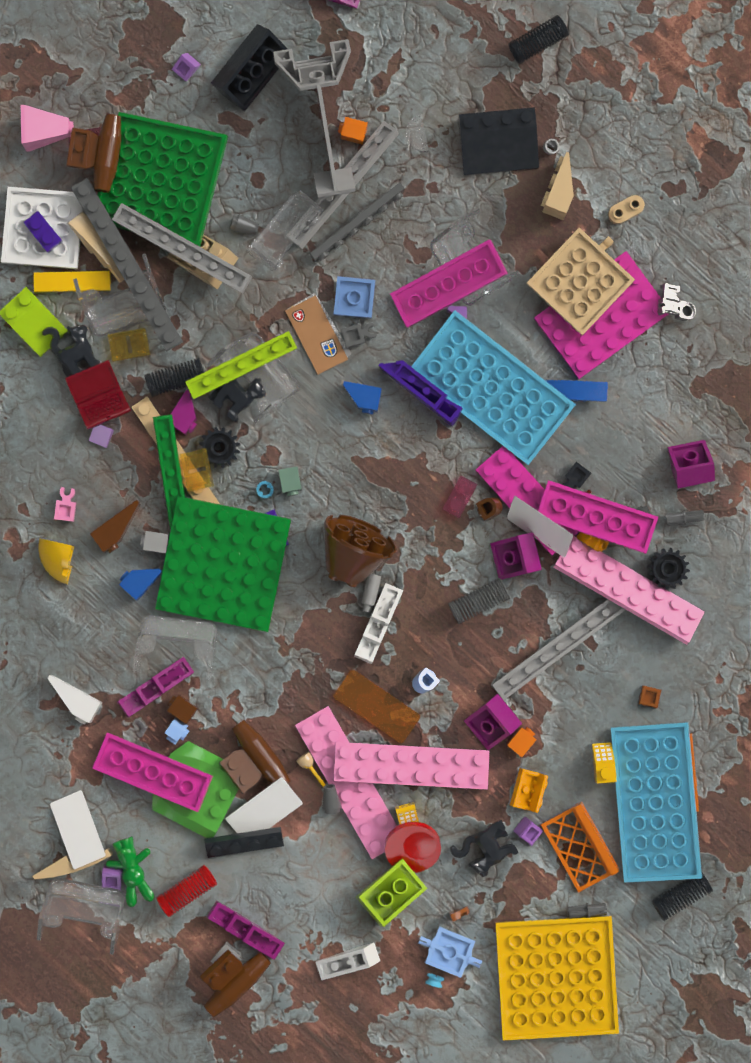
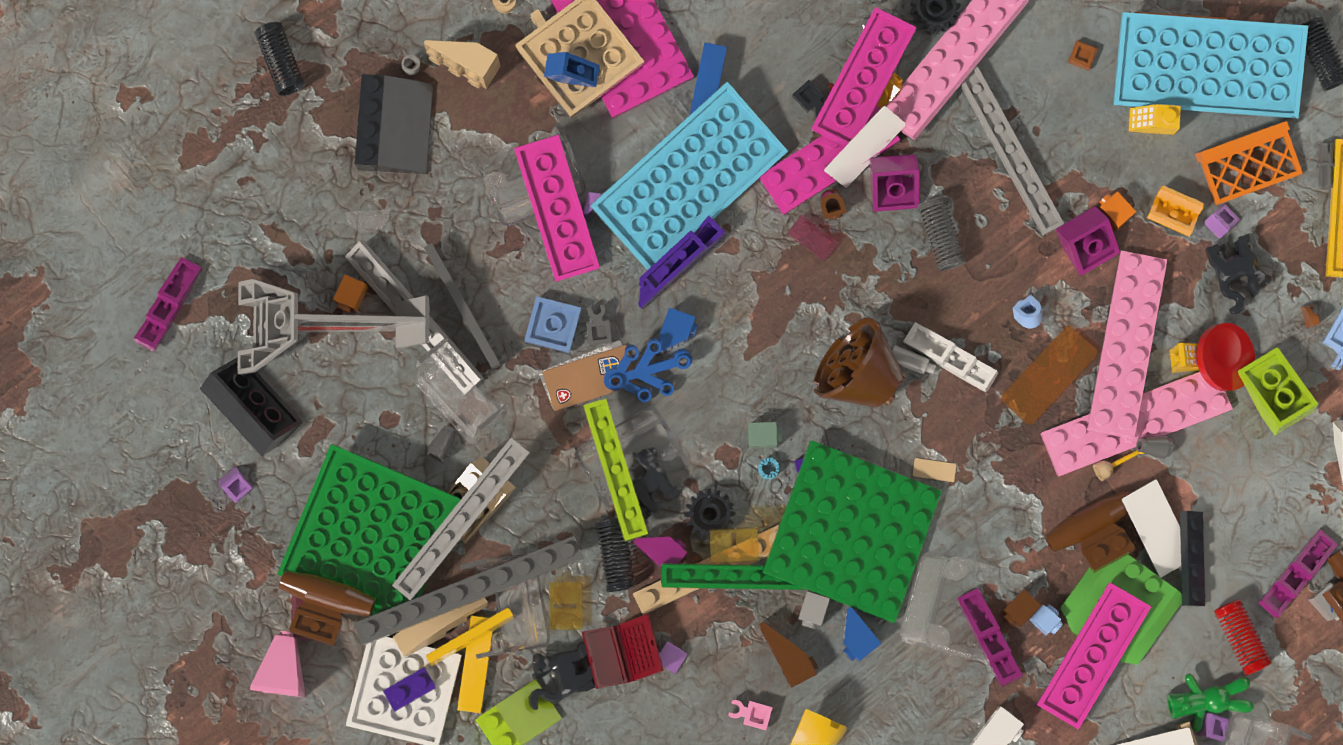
camera: 75 degrees left, 5 degrees down
(90, 271) = (469, 637): none -> yellow tile
(285, 623) = (934, 470): none -> tan sticker
(326, 377) = (645, 370): none -> blue plant
(564, 276) = (571, 69): none -> blue slope

